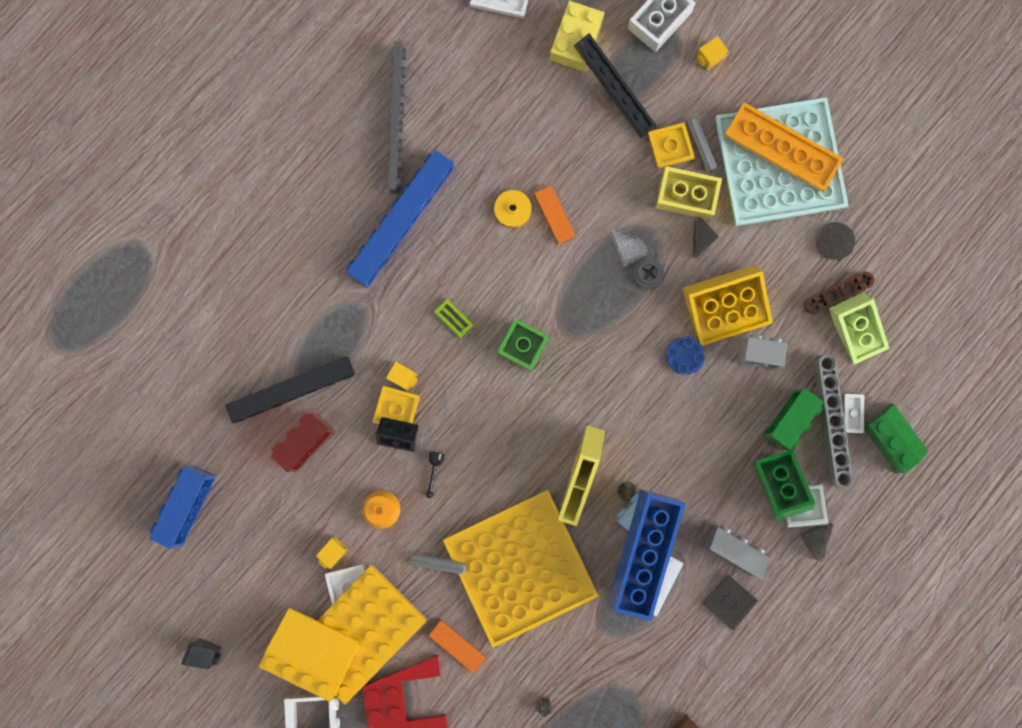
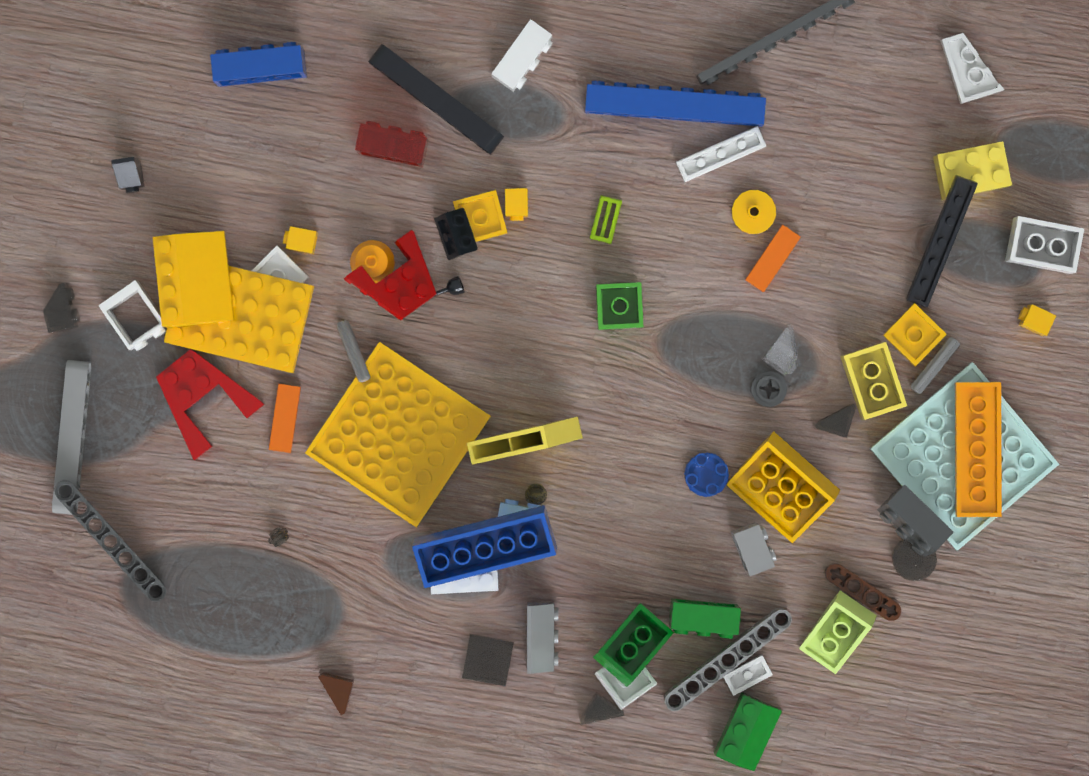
camera: 55 degrees right, 5 degrees up
(298, 307) = (522, 56): none -> white brick
(414, 498) = (402, 289): none -> red wing
(456, 207) = (721, 154): none -> white tile
(811, 222) = (914, 521): none -> dark grey brick

